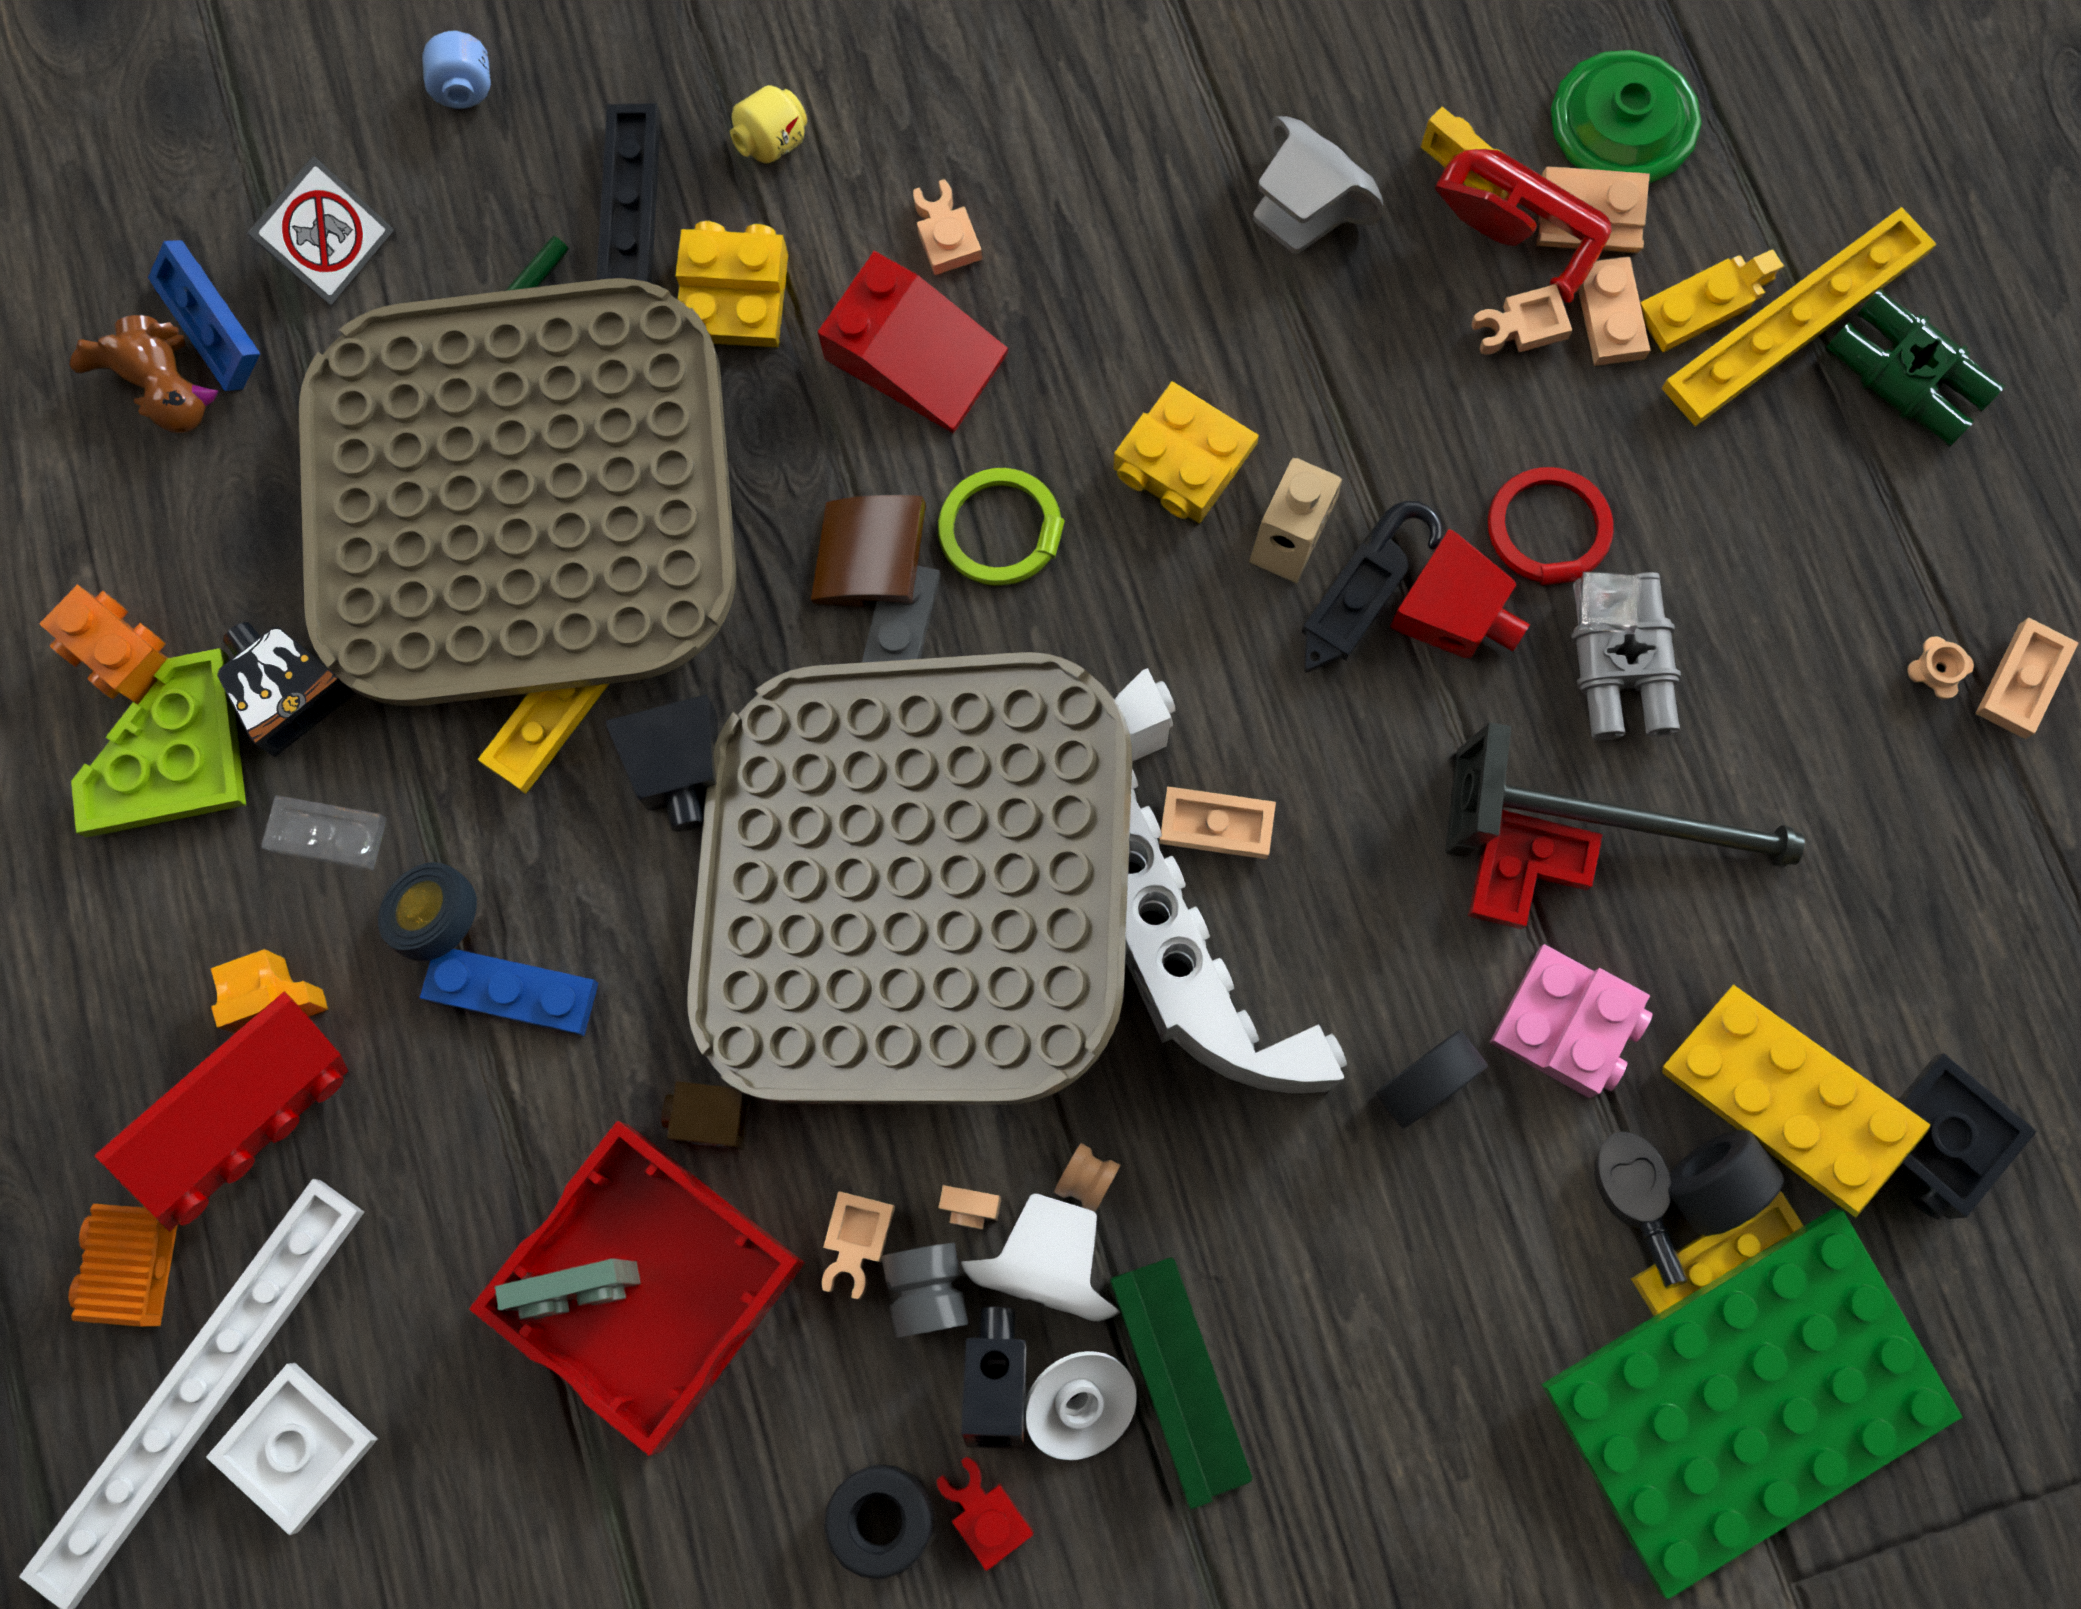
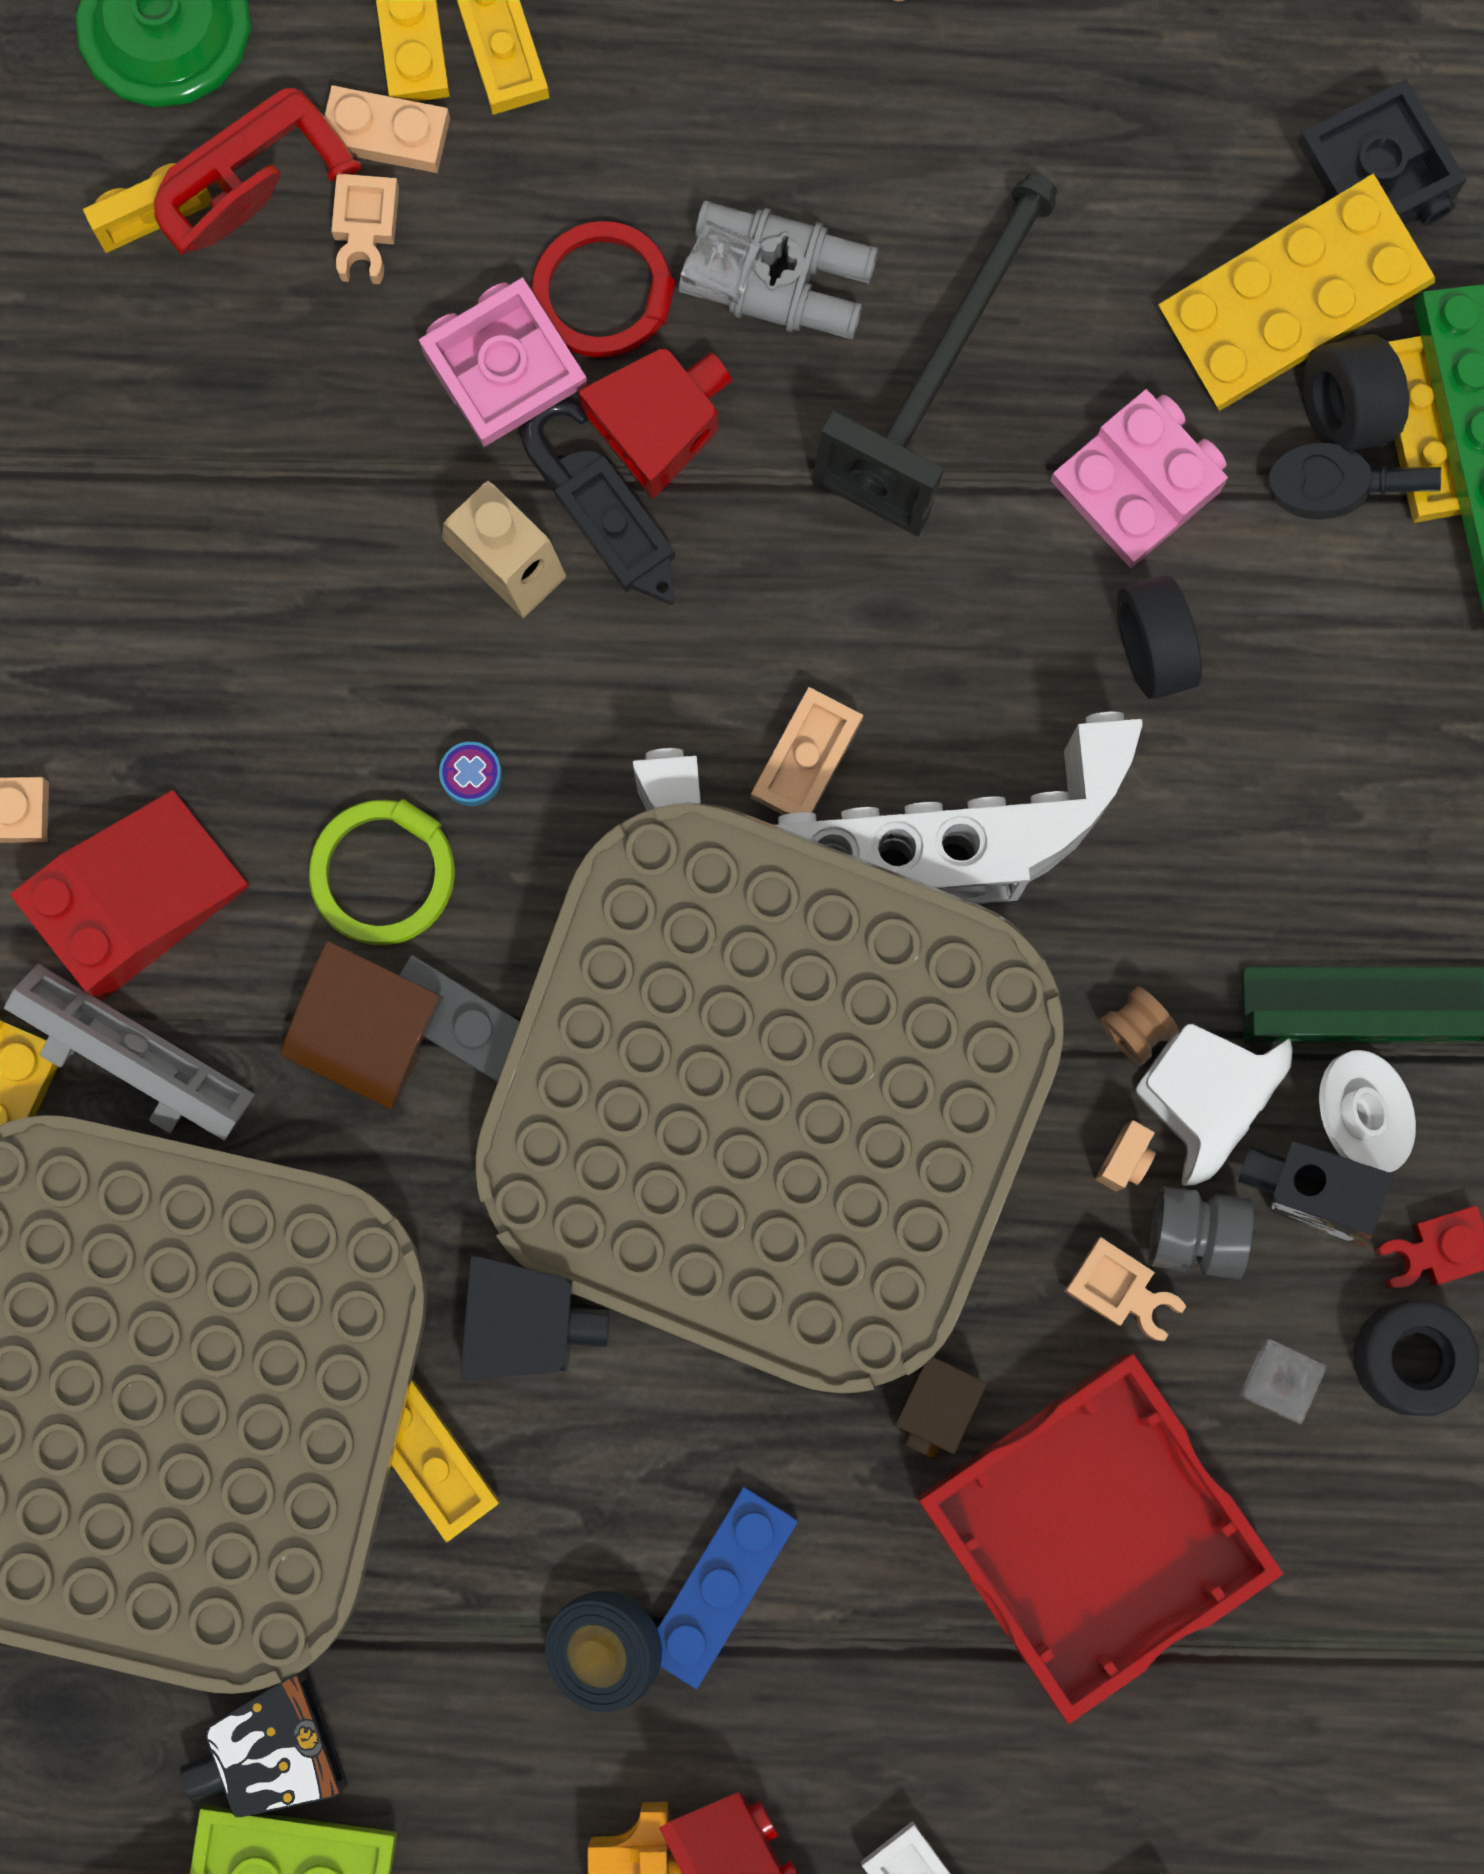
camera: 75 degrees left, 5 degrees up
(324, 832) = (466, 1747): clear plate -> none
(550, 1293) = (1085, 1580): sand green plate -> none
(783, 385) = (128, 1051): none -> light grey hinge
(824, 1409) = (1283, 1381): none -> clear tile
(1104, 564) = (470, 773): none -> tile
(1183, 453) = (375, 640): yellow plate -> none
(1312, 188) = (116, 386): light grey piece -> none
(1452, 462) = (501, 360): none -> bright pink plate
(1528, 851) = (953, 438): red plate -> none
(1614, 193) = (252, 76): light nougat plate -> none

